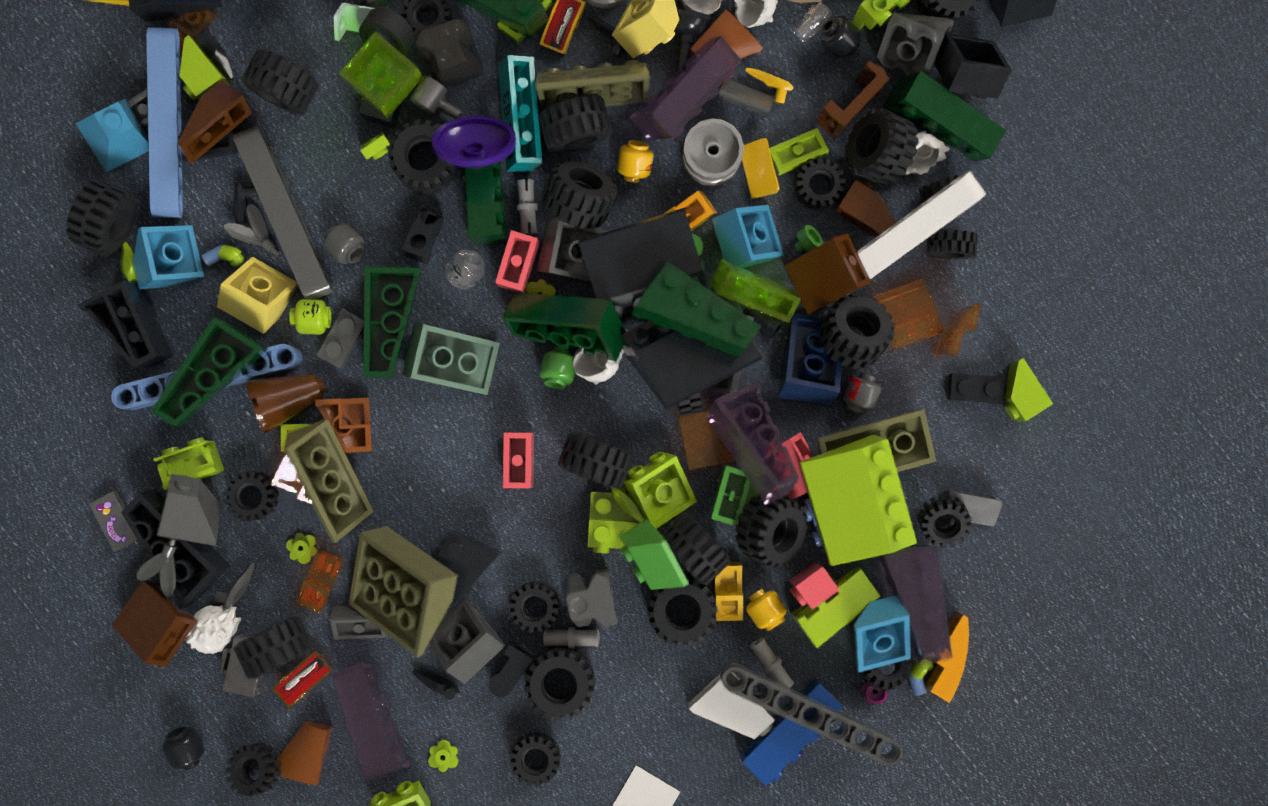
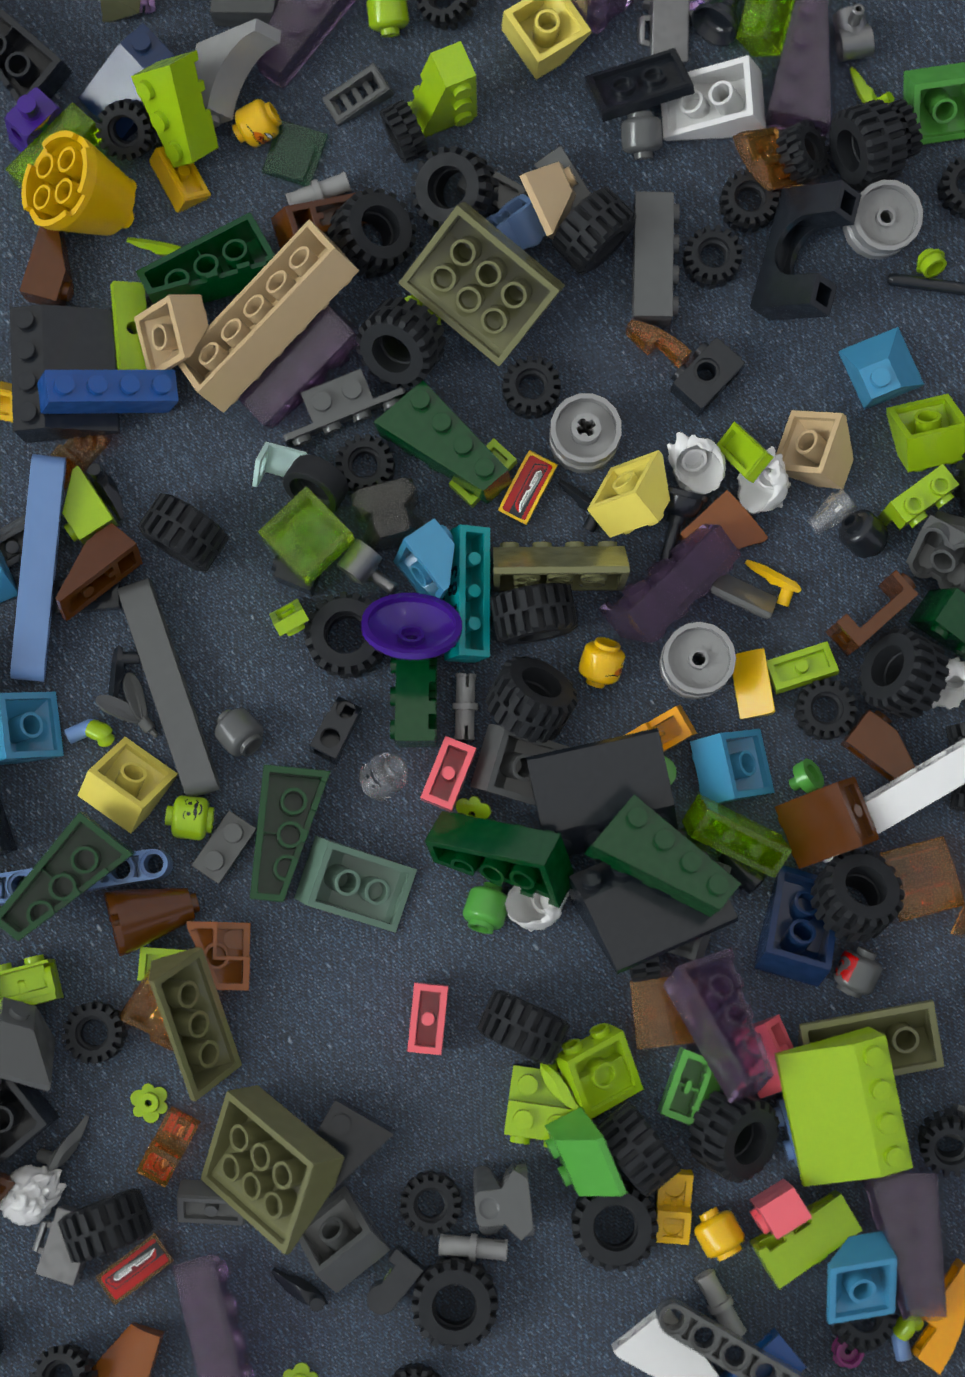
camera: 10 degrees right, 5 degrees down
(483, 86) = (427, 559): none -> dark azure slope

